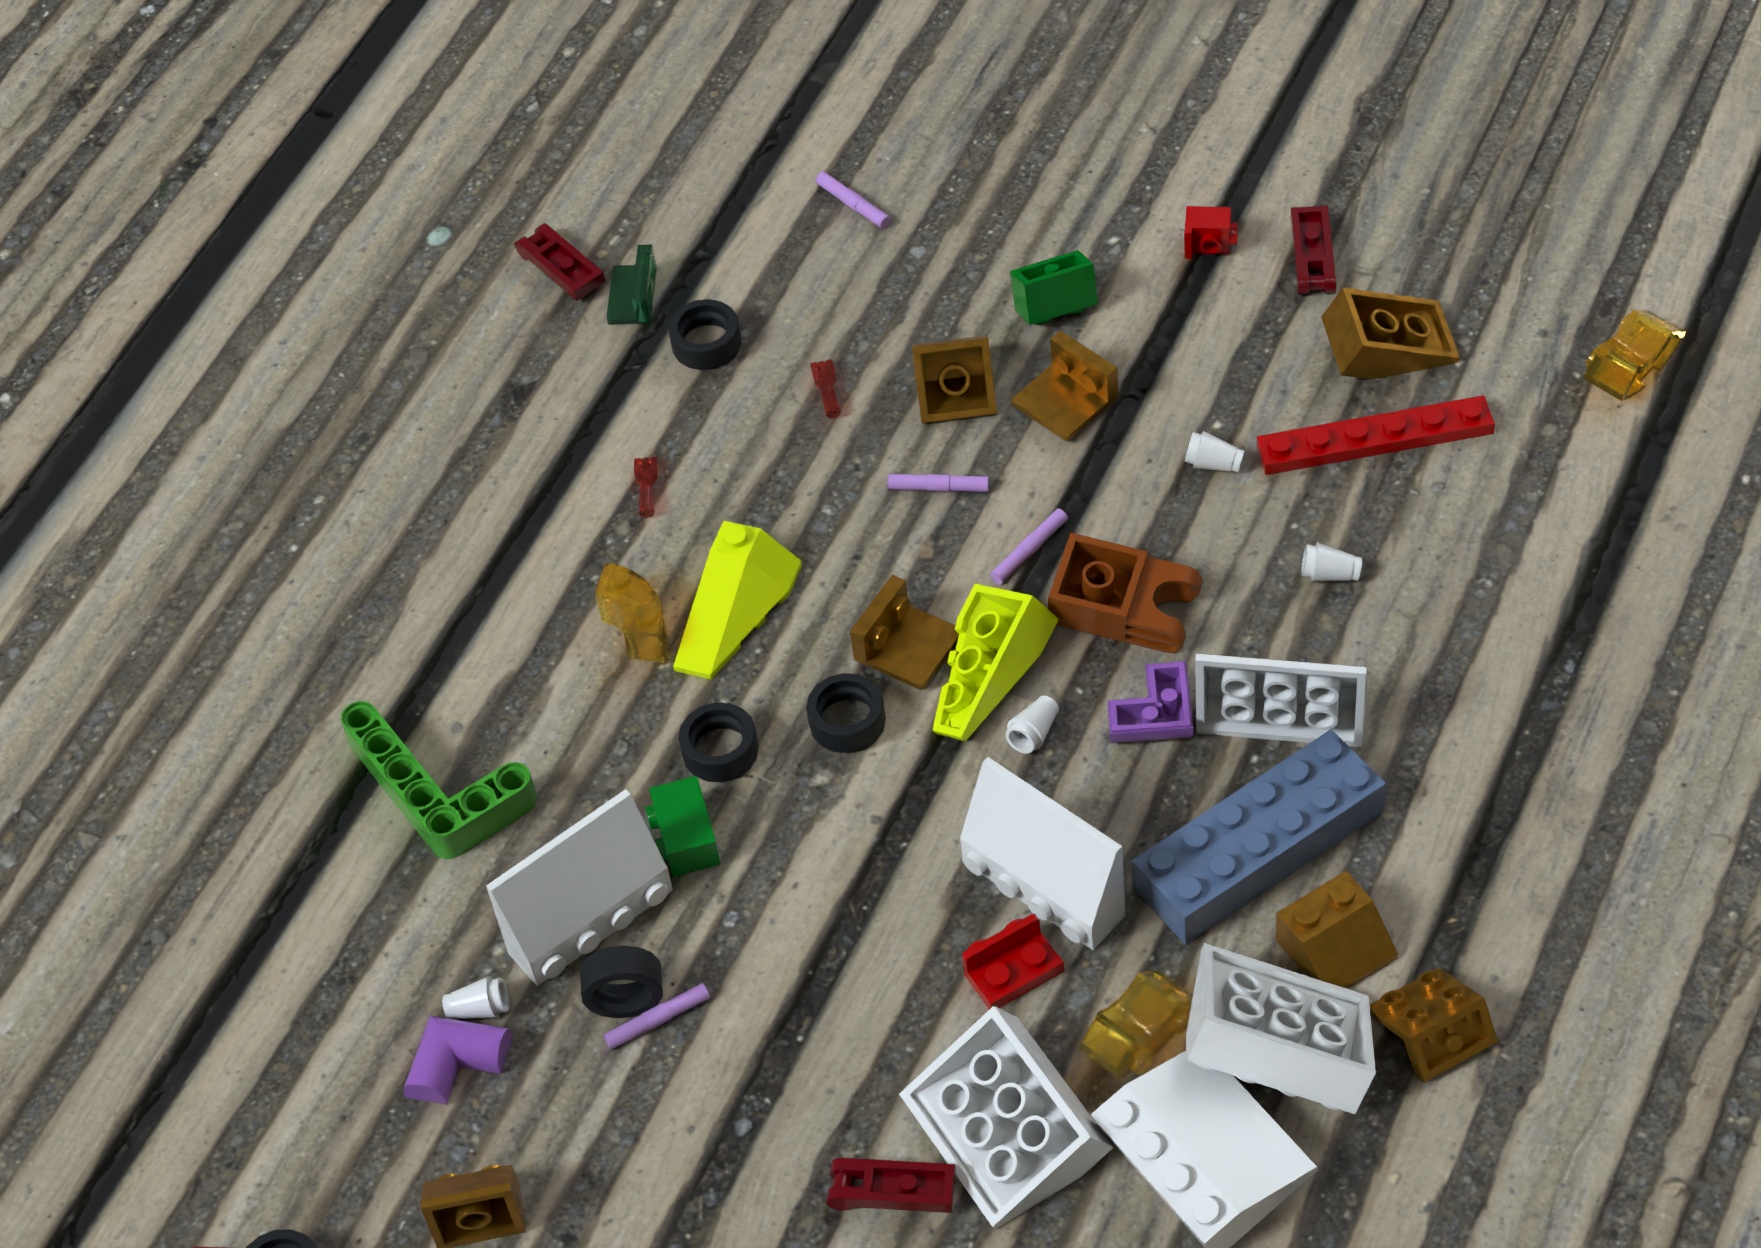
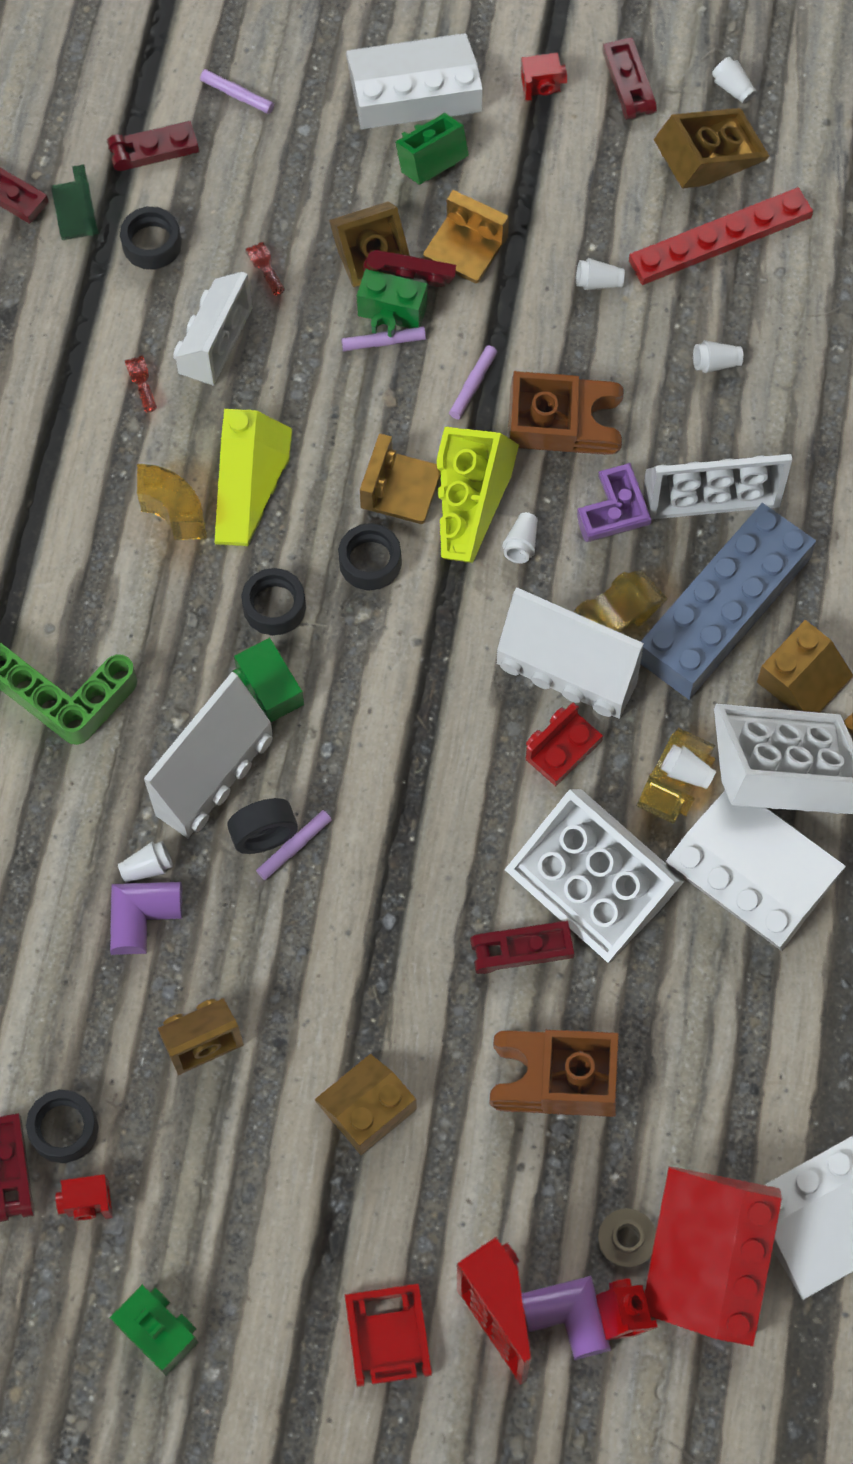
camera: 20 degrees left, 15 degrees up
(739, 241) = (153, 146): none -> dark red plate
(745, 439) = (214, 328): none -> white slope
(957, 441) = (391, 301): none -> green brick
(987, 408) = (409, 267): none -> dark red plate
(1058, 215) = (414, 81): none -> white slope
(1136, 815) = (628, 601): none -> clear yellow brick
(1147, 1009) = (687, 767): none -> white cone
(1438, 268) = (734, 80): none -> white cone

